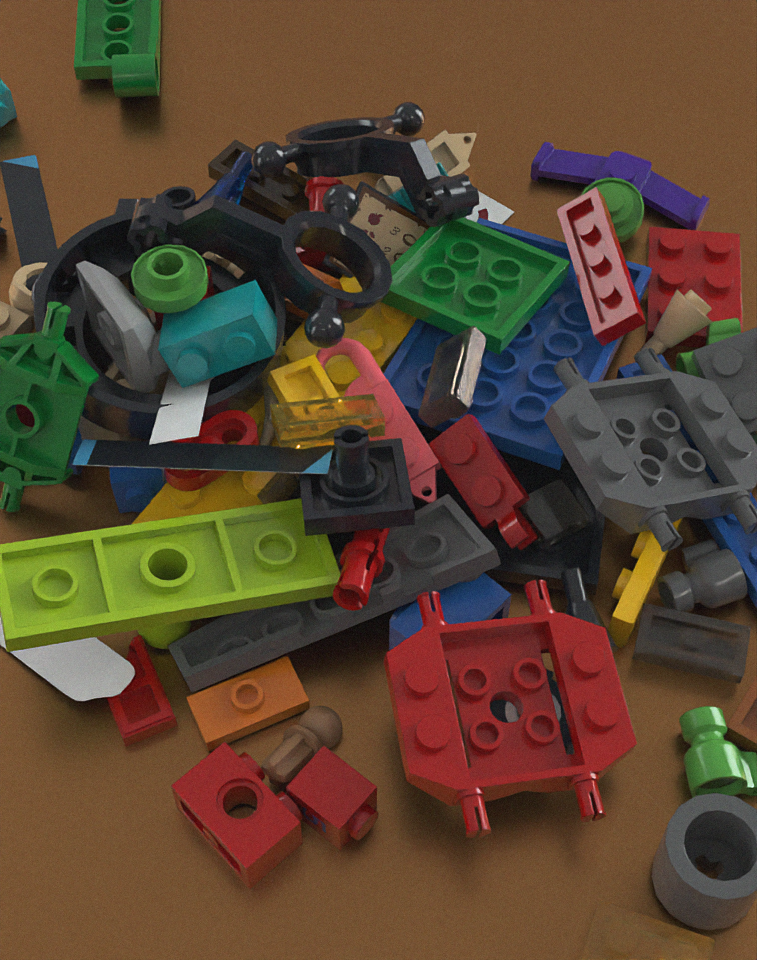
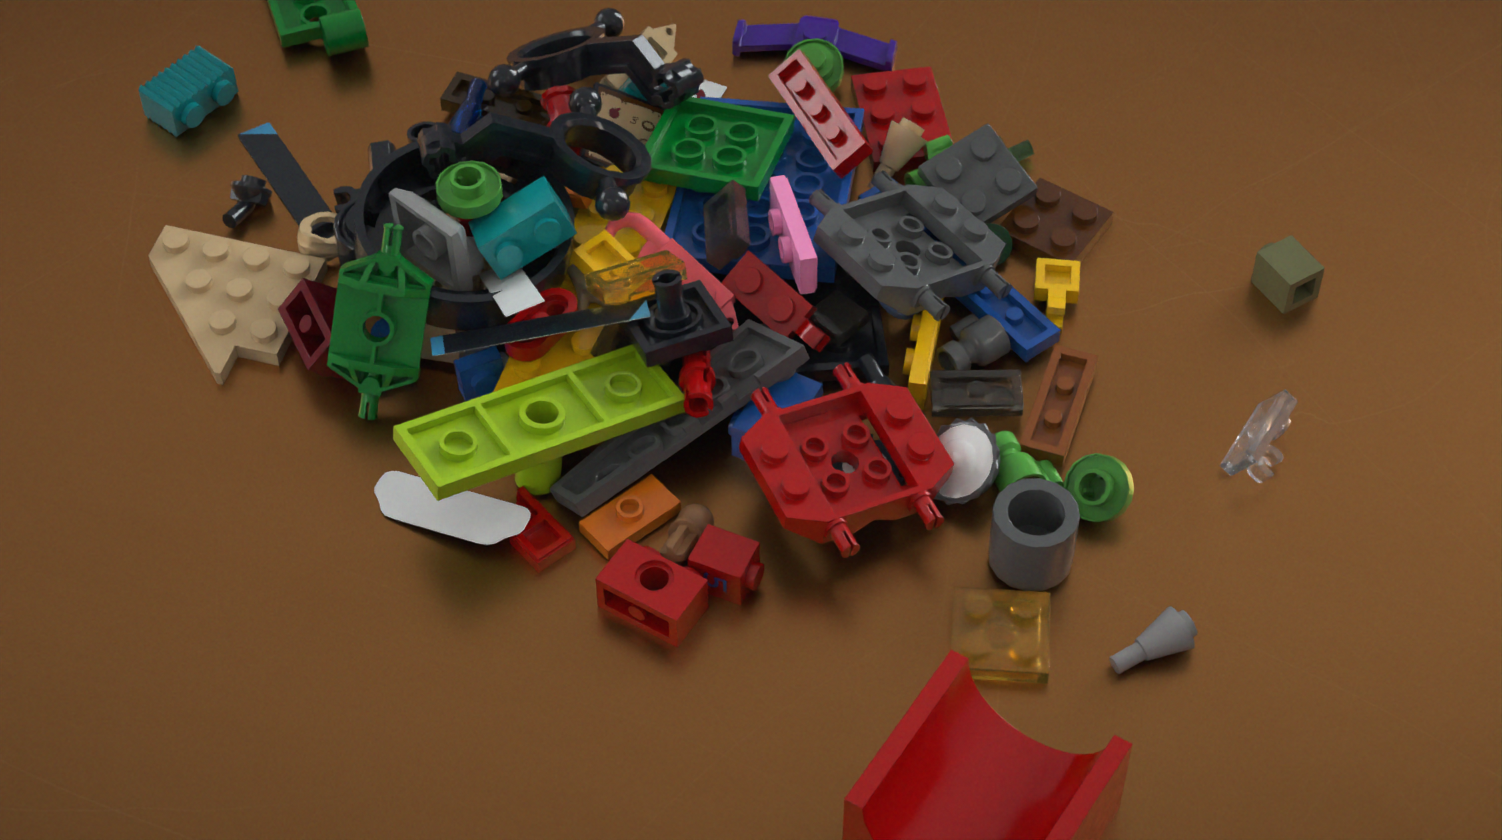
camera: 15 degrees left, 5 degrees down
(522, 419) = (793, 240): none -> bright pink plate
(663, 733) = (974, 459): none -> white piece

